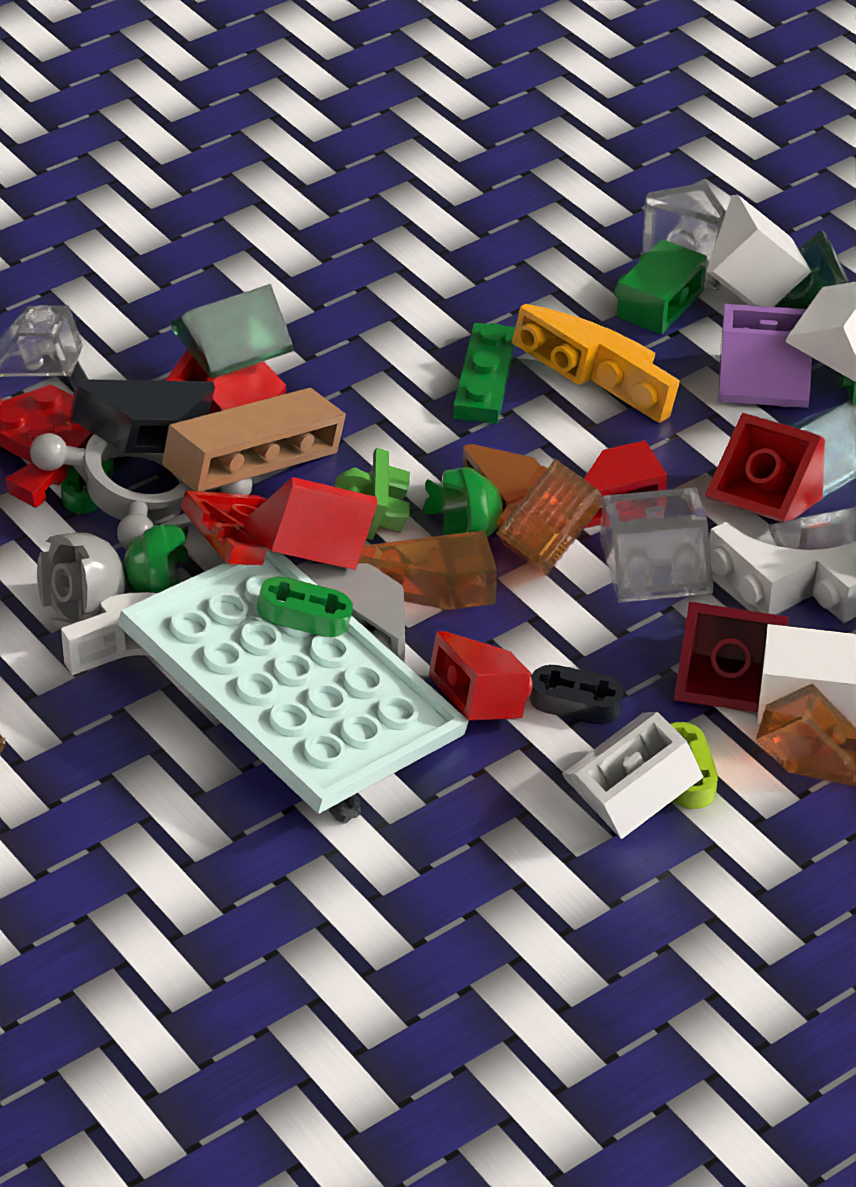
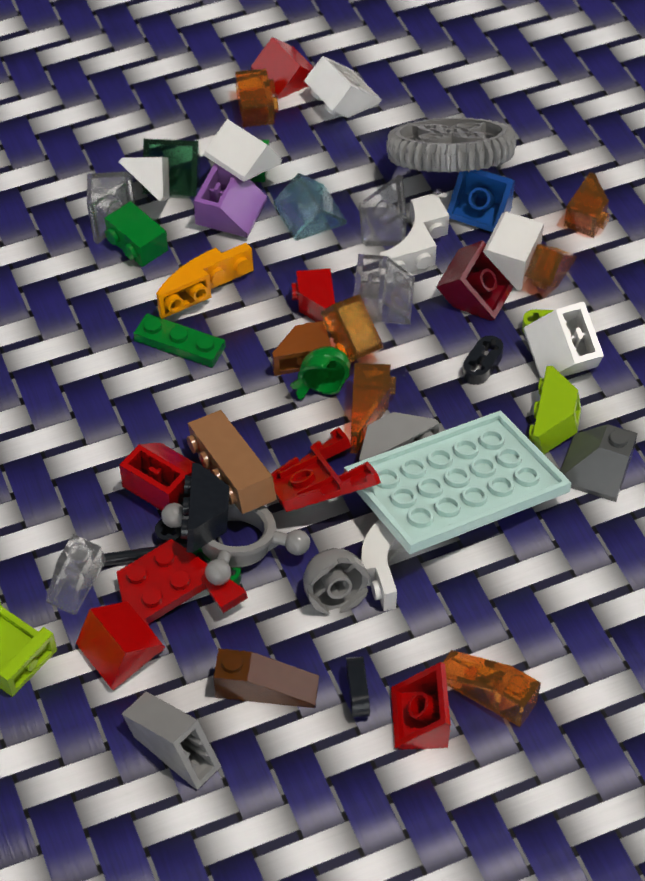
camera: 75 degrees left, 10 degrees up
(152, 558) = (331, 530): green hat -> none
(235, 331) = (136, 444): clear green slope -> none
(304, 606) = (408, 455): green beam -> none
(314, 522) = (355, 439): red slope -> none
(386, 484) = (288, 415): bright green hips -> none
(404, 863) = (599, 460): none -> dark grey slope
(479, 677) = (469, 397): red slope -> none
(488, 783) = (556, 412): none -> lime slope
(770, 469) = (337, 225): red slope -> none

